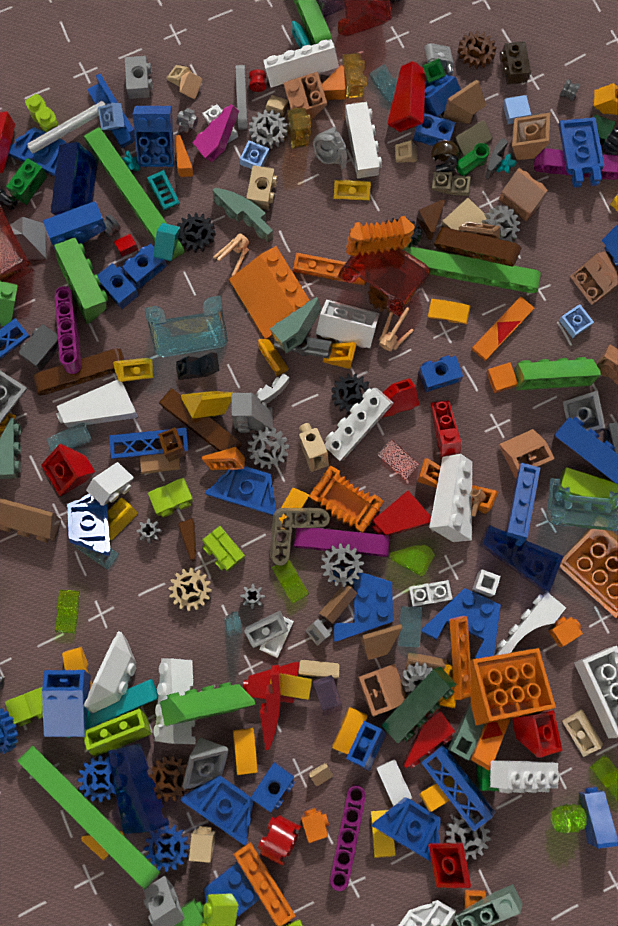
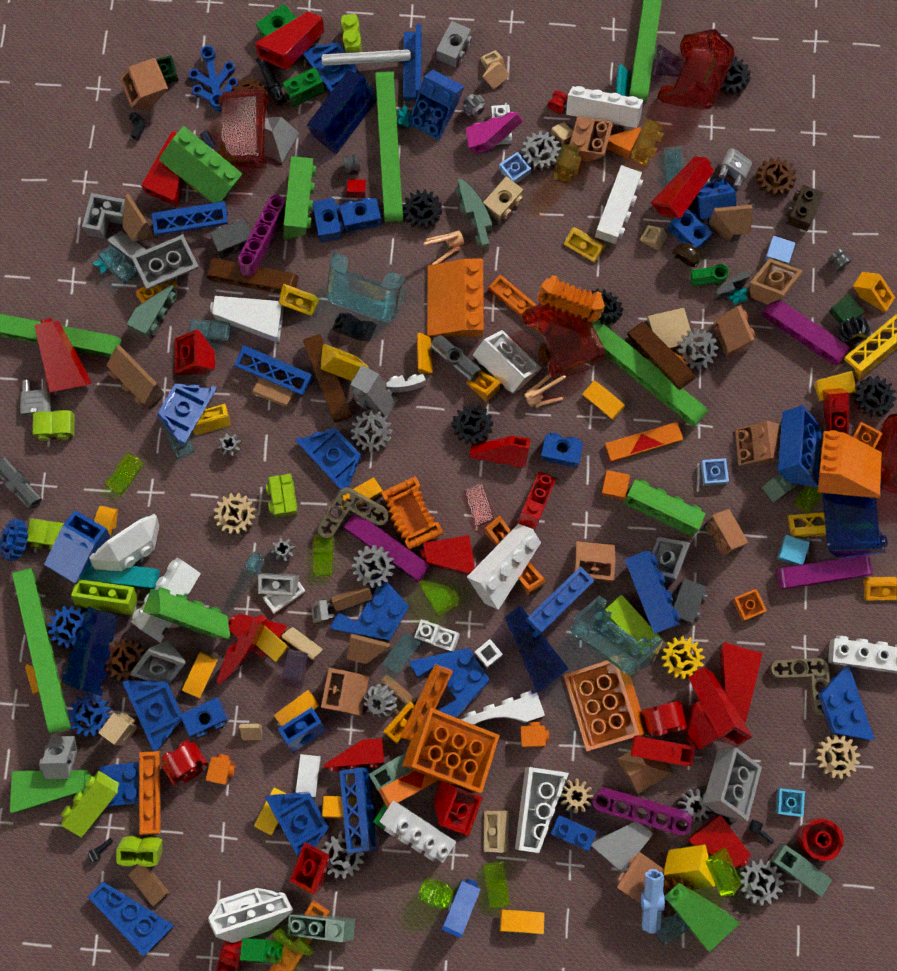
camera: 35 degrees right, 0 degrees up
(77, 223) = (321, 147): blue wedge -> none
(110, 484) = (220, 386): white brick -> none
(111, 116) = (407, 68): light blue piece -> none
(162, 176) = (421, 143): teal slope -> none
(166, 241) = (389, 203): teal slope -> none
(171, 444) = (290, 382): reddish brown slope -> none
(171, 497) = (265, 426): lime brick -> none
(183, 162) = (448, 140): orange slope -> none
(187, 531) = (260, 468): reddish brown slope -> none
(225, 460) = (328, 420): orange slope -> none
(241, 97) = (535, 109): light grey beam -> none
(295, 327) = (455, 339): sand green slope -> none
(313, 447) = (410, 452): tan torso -> none
(330, 148) = (585, 197): light grey hair -> none
(347, 847) = (232, 800): magenta beam -> none
(358, 423) = (460, 453): white brick -> none
(419, 704) = (365, 721): dark green brick -> none
(429, 217) = (638, 307): reddish brown slope -> none
(434, 70) = (720, 176): green slope -> none
(449, 165) = (684, 269): black arm -> none
(449, 184) = (676, 287): dark tan slope -> none
(477, 134) = (728, 255): dark tan slope -> none
(478, 497) = (527, 575): medium nougat hand -> none
(481, 229) = (674, 342): medium nougat slope -> none
(581, 150) = (813, 319): blue tile -> none

